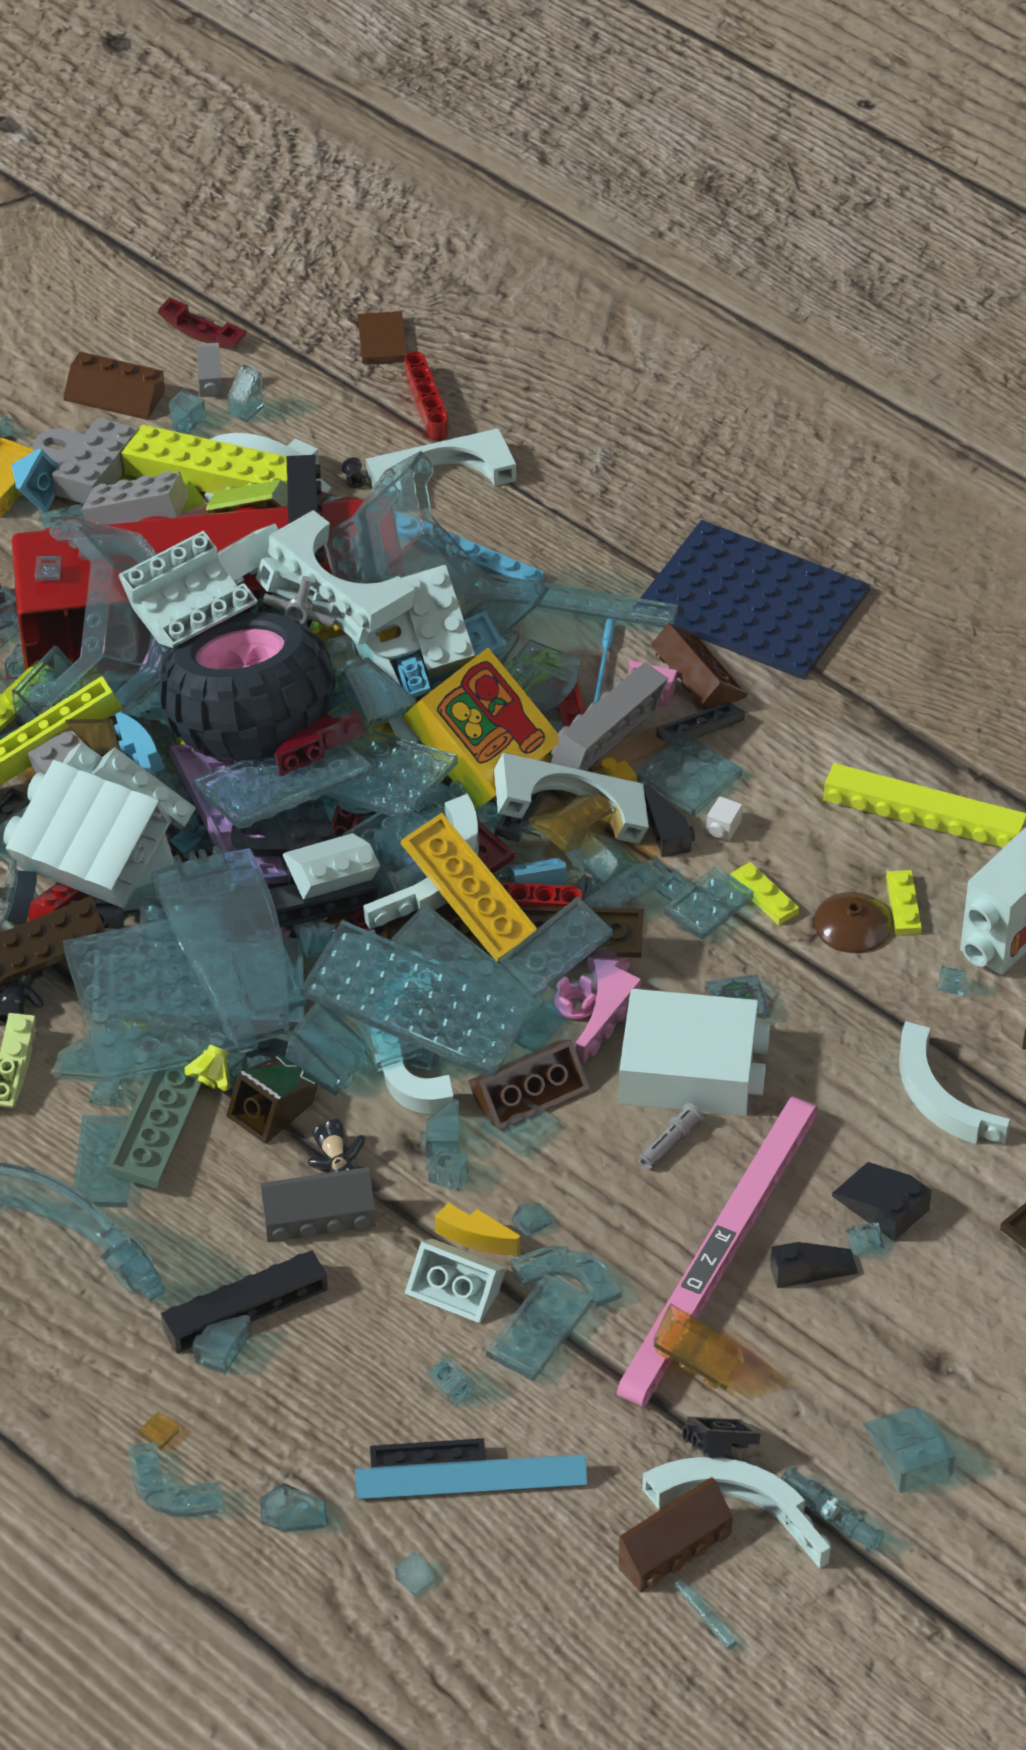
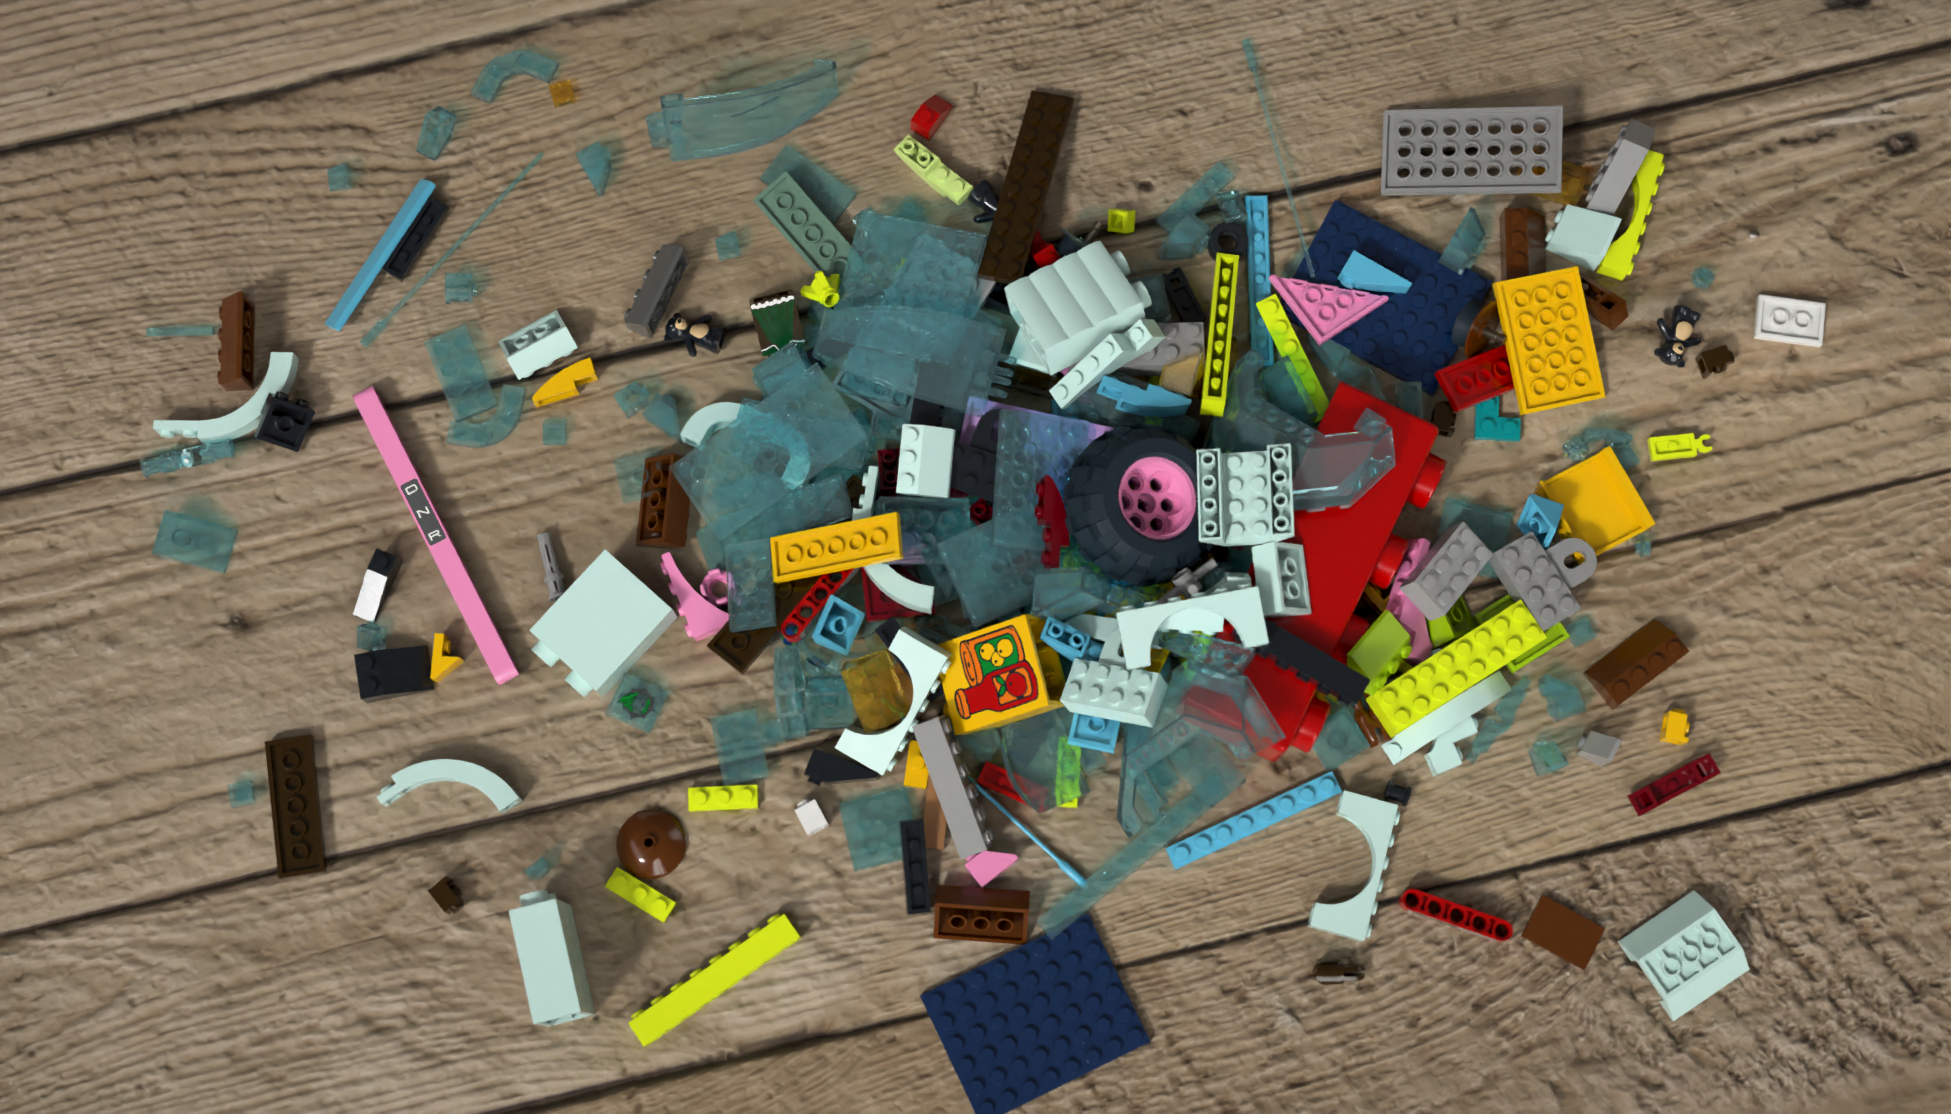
camera: 125 degrees right, 30 degrees up
(151, 344) = (1674, 727): none -> yellow brick
(222, 1185) = (727, 246): none -> clear light blue slope
(252, 1296) = (619, 201): black brick -> none
(333, 264) = (1686, 953): none -> light aqua slope
(537, 439) = (1333, 972): none -> dark brown arm
(546, 1432) = (377, 329): none -> clear light blue piece
(698, 1347) = (358, 454): clear yellow slope -> none
(834, 1165) = (441, 663): none -> yellow slope

